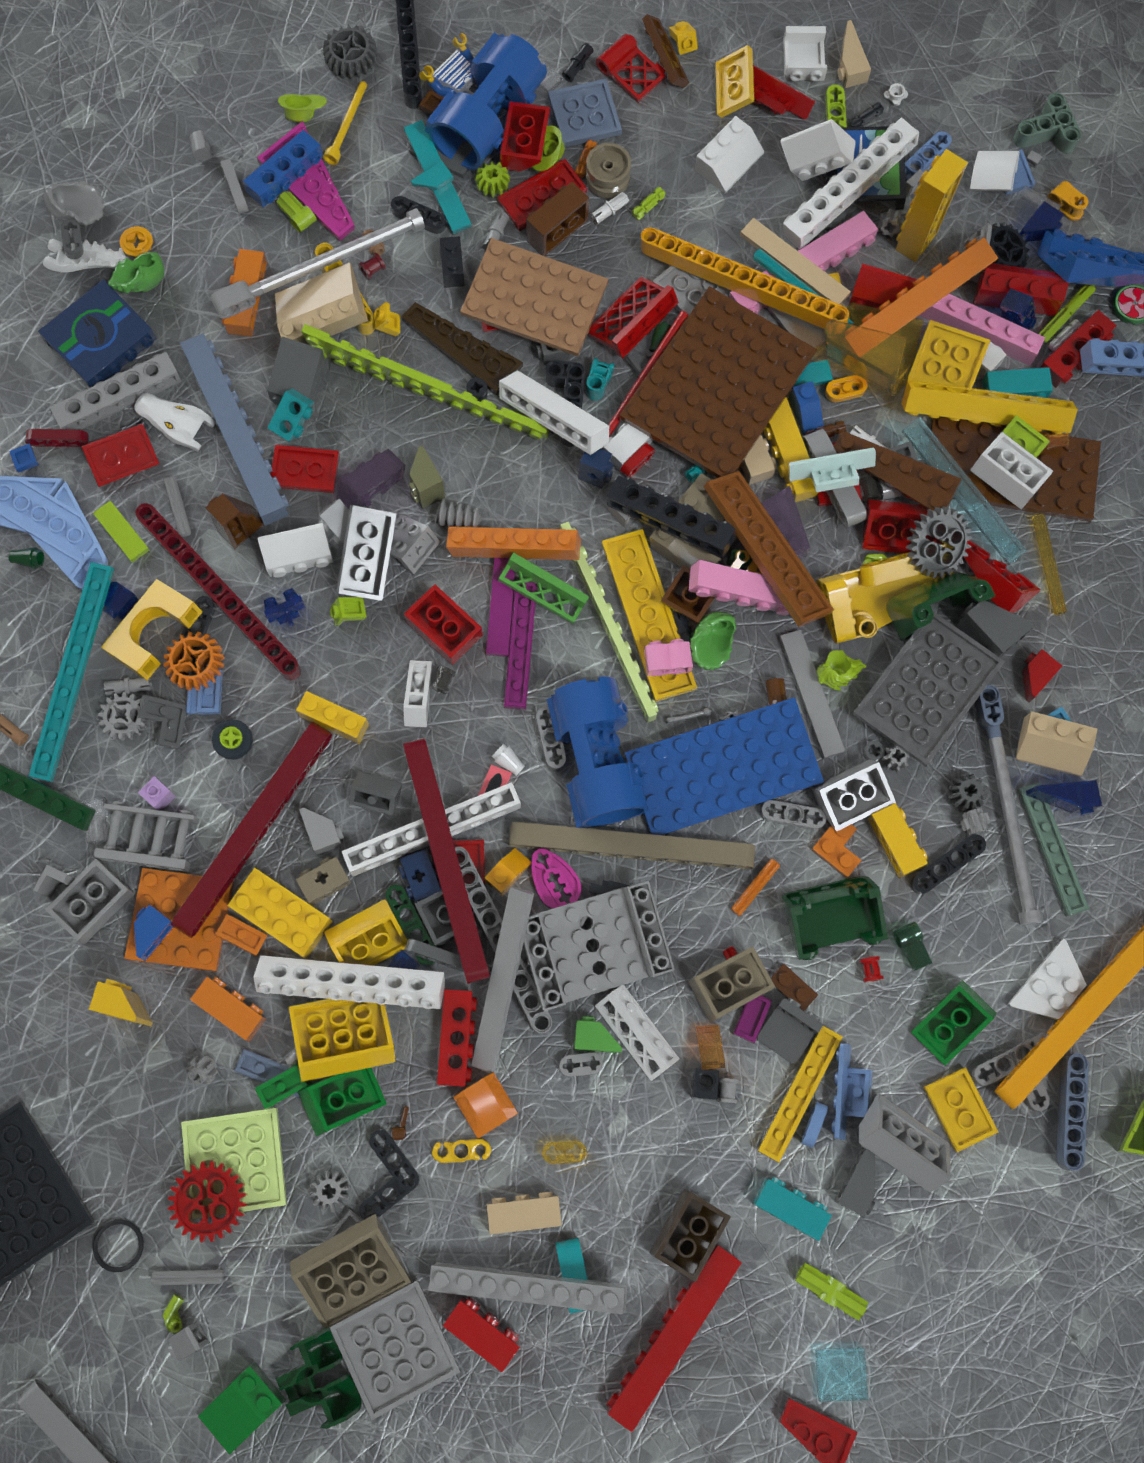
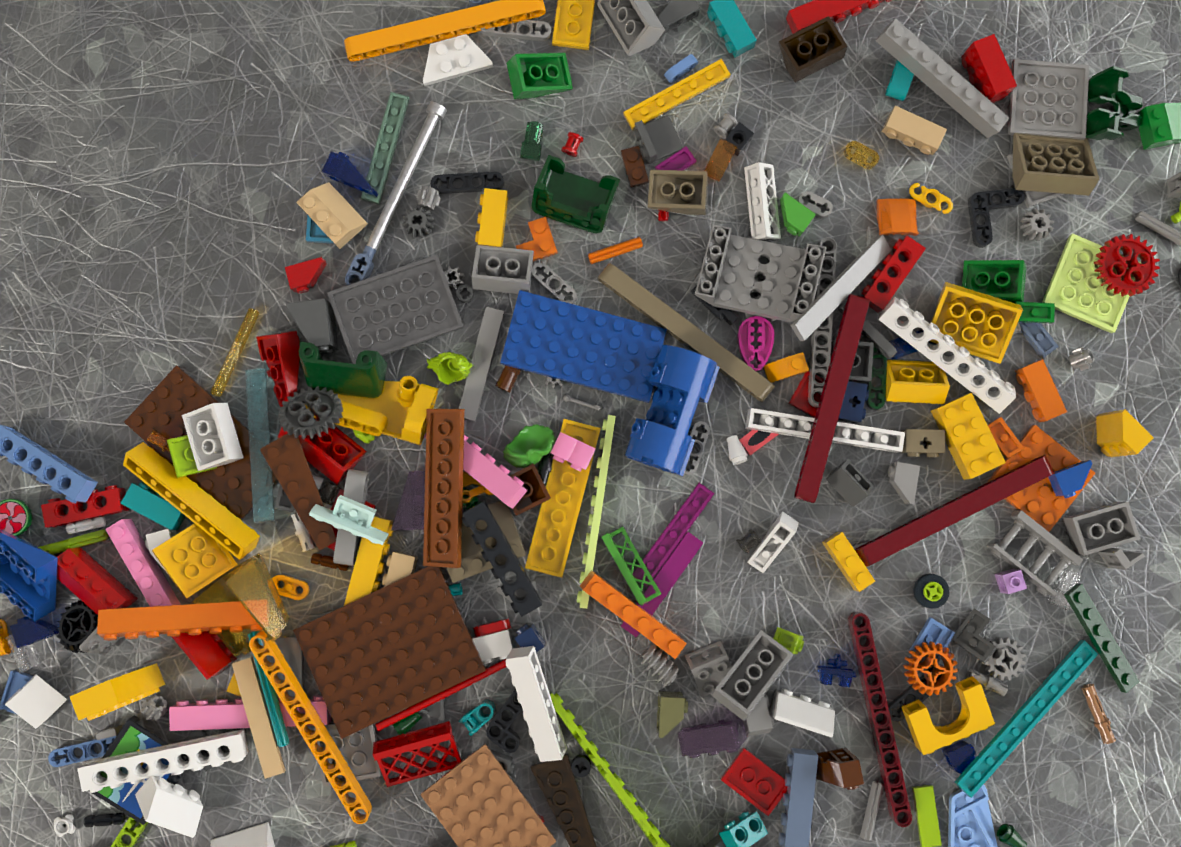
camera: 145 degrees left, 10 degrees up
(399, 1133) = (965, 235): reddish brown hand -> none
(443, 624) = (724, 583): red brick -> none
(806, 406) = (331, 589): blue slope -> none
(818, 372) = (305, 613): teal slope -> none
(853, 1091) = (641, 72): medium blue bracket -> none
(1018, 309) = (109, 564): clear blue brick -> none

